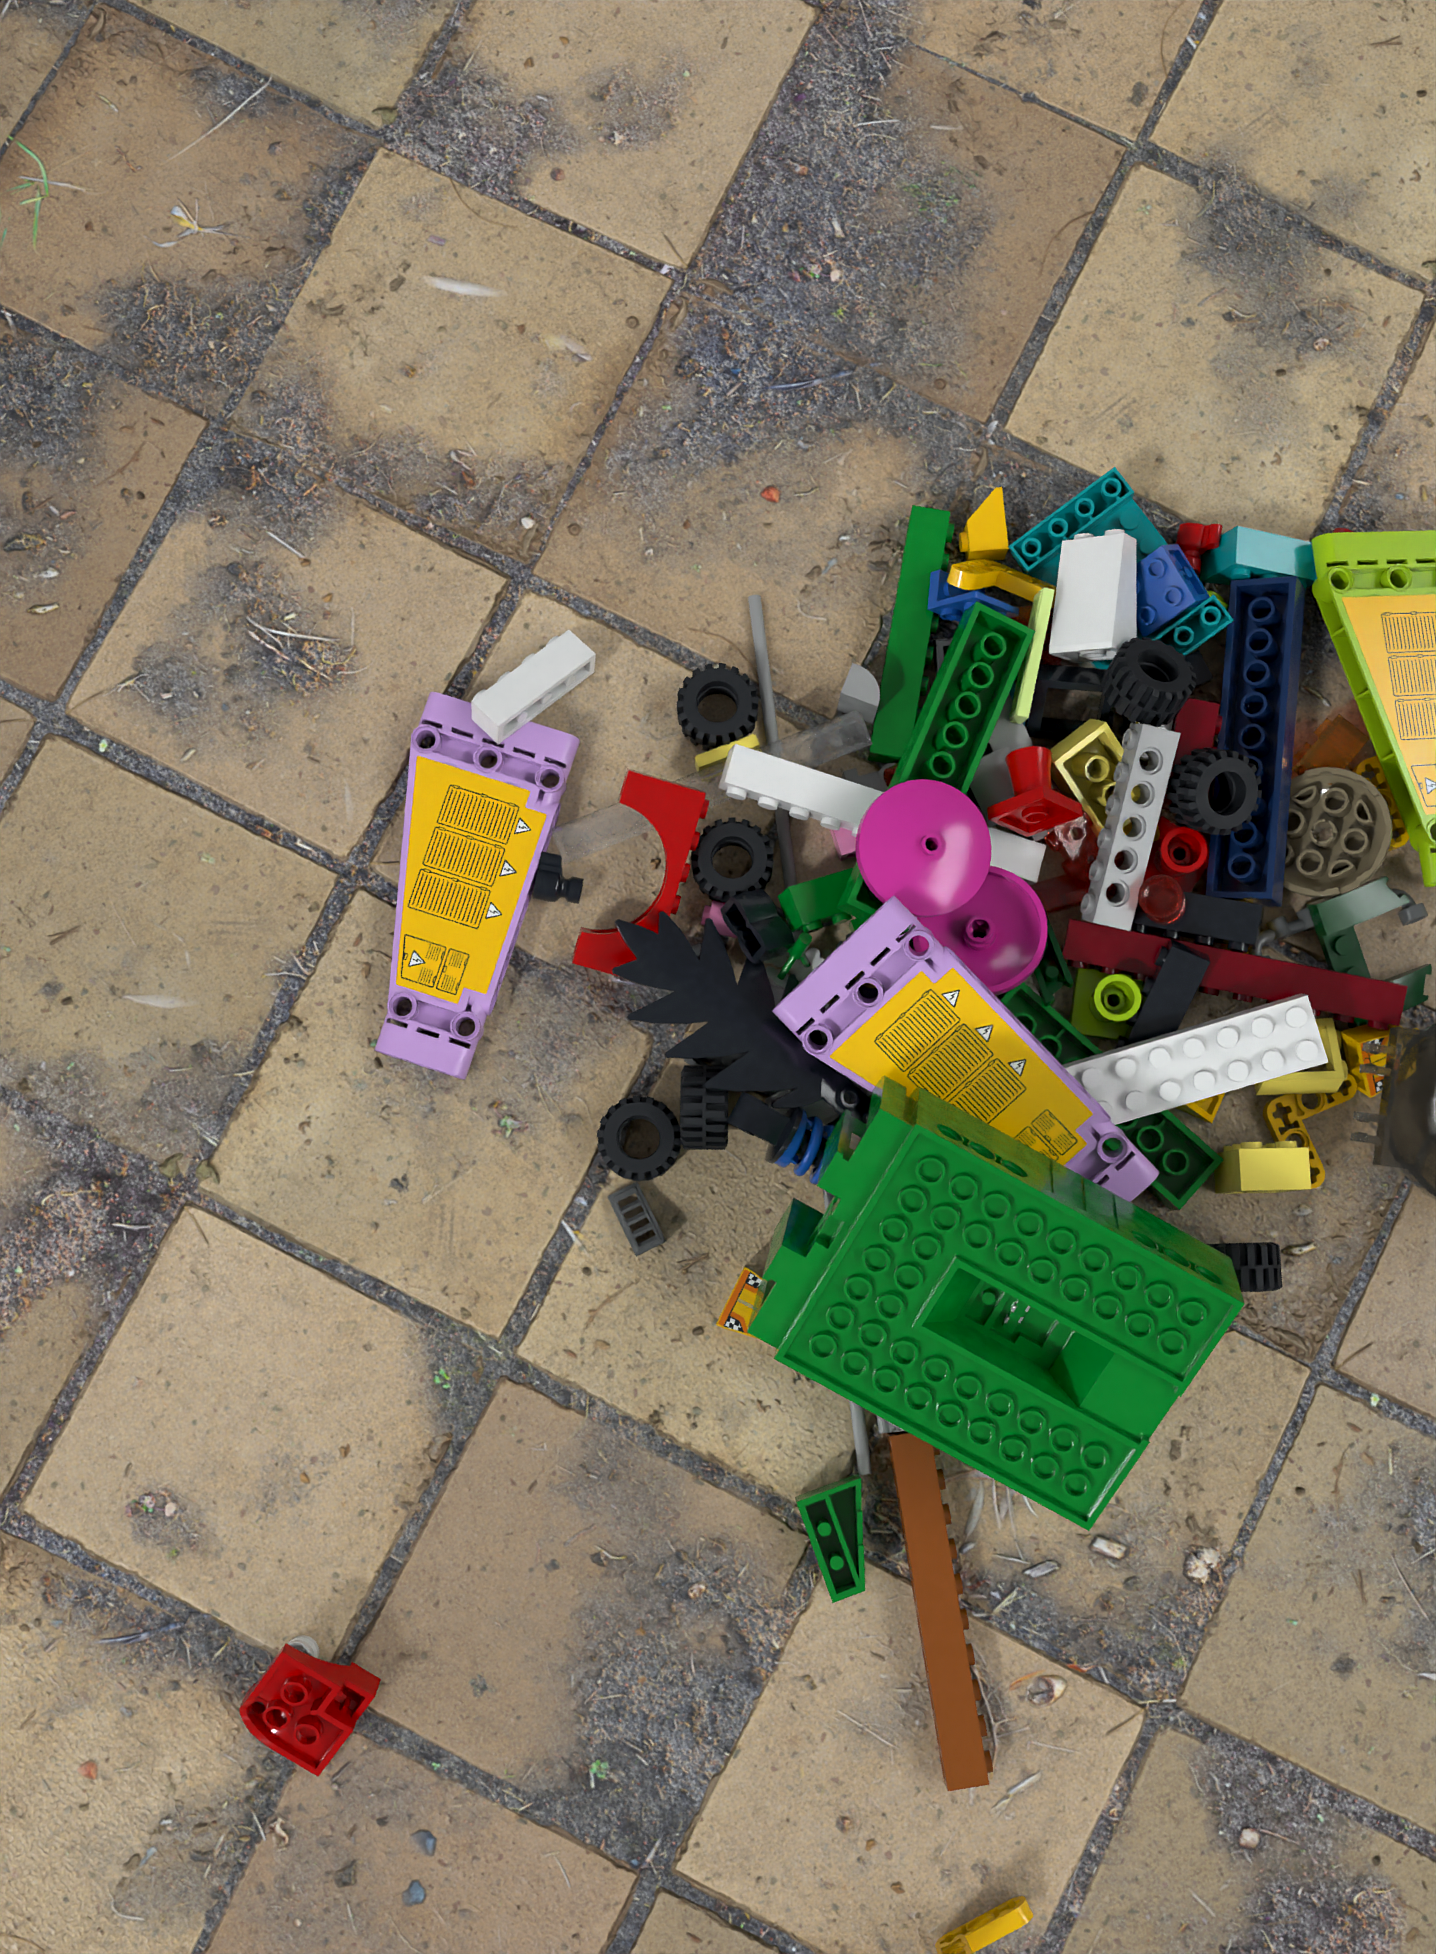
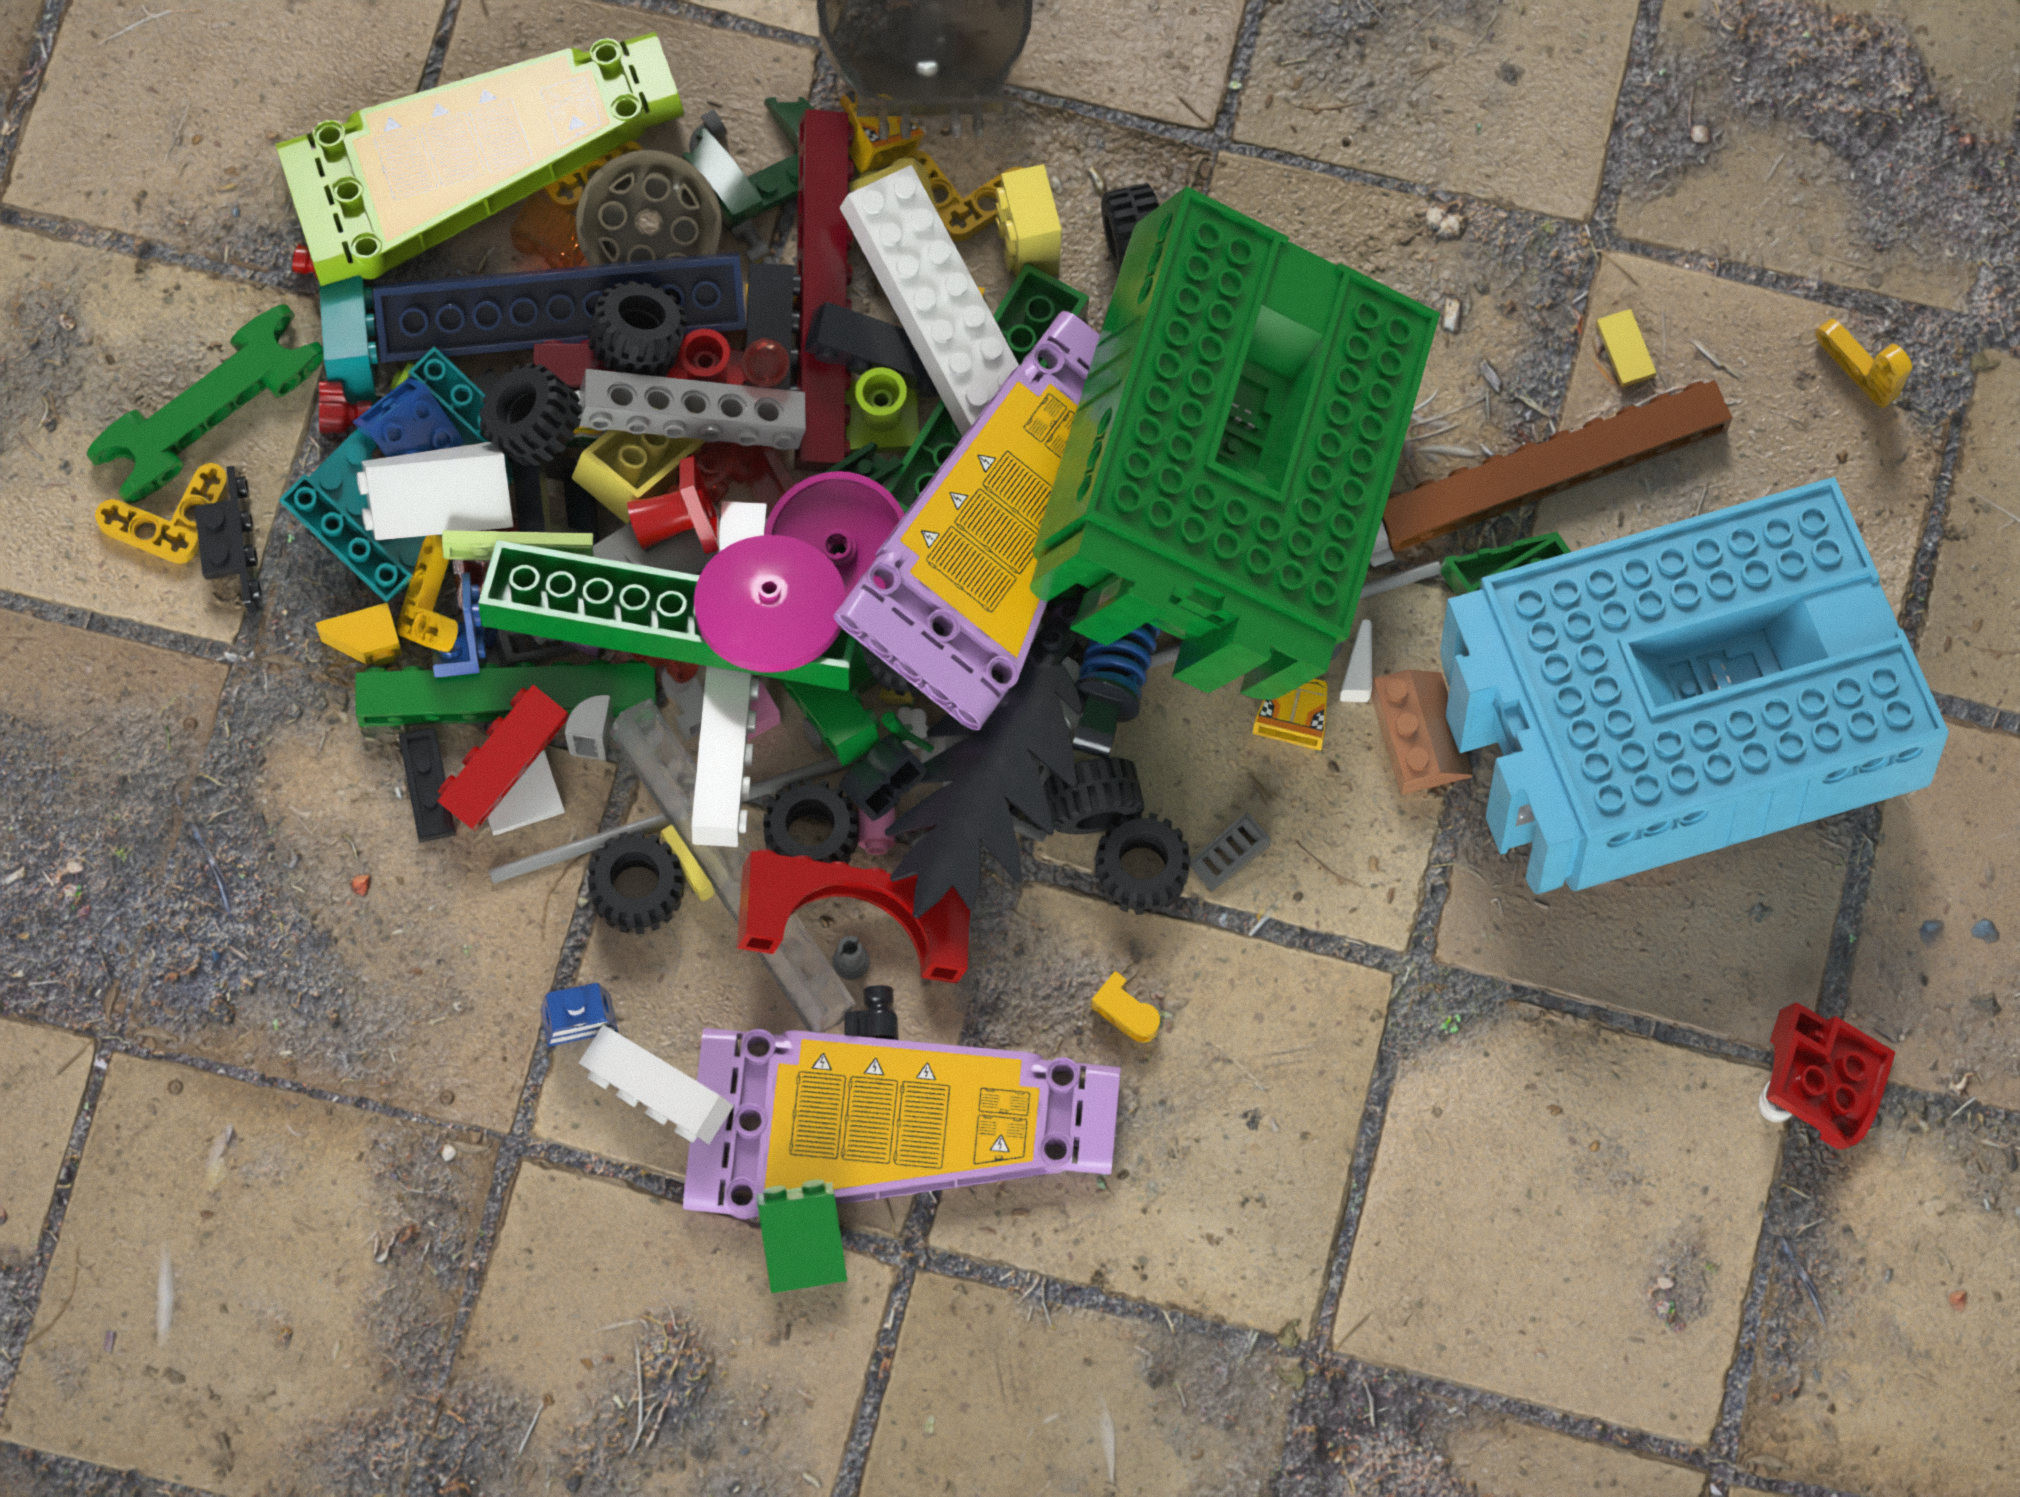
camera: 105 degrees left, 10 degrees down
(376, 778) = (801, 1236): none -> green brick
(515, 1092) = (1123, 1011): none -> yellow leg
(612, 638) = (576, 1013): none -> blue torso
(614, 875) = (850, 958): none -> dark grey pin
(673, 1685) = (1688, 689): none -> medium azure piece
(711, 1417) = (1415, 730): none -> nougat slope
(774, 1373) = (1358, 676): none -> white slope
(825, 631) = (529, 800): none -> white tile
(845, 560) = (424, 778): none -> black tile
(847, 615) = (503, 758): none -> red brick
(1043, 1706) = (1626, 348): none -> light yellow tile
(1093, 433) = (225, 539): none -> black bracket
(1115, 400) = (177, 528): none -> yellow beam
(1197, 395) = (161, 437): none -> green piece

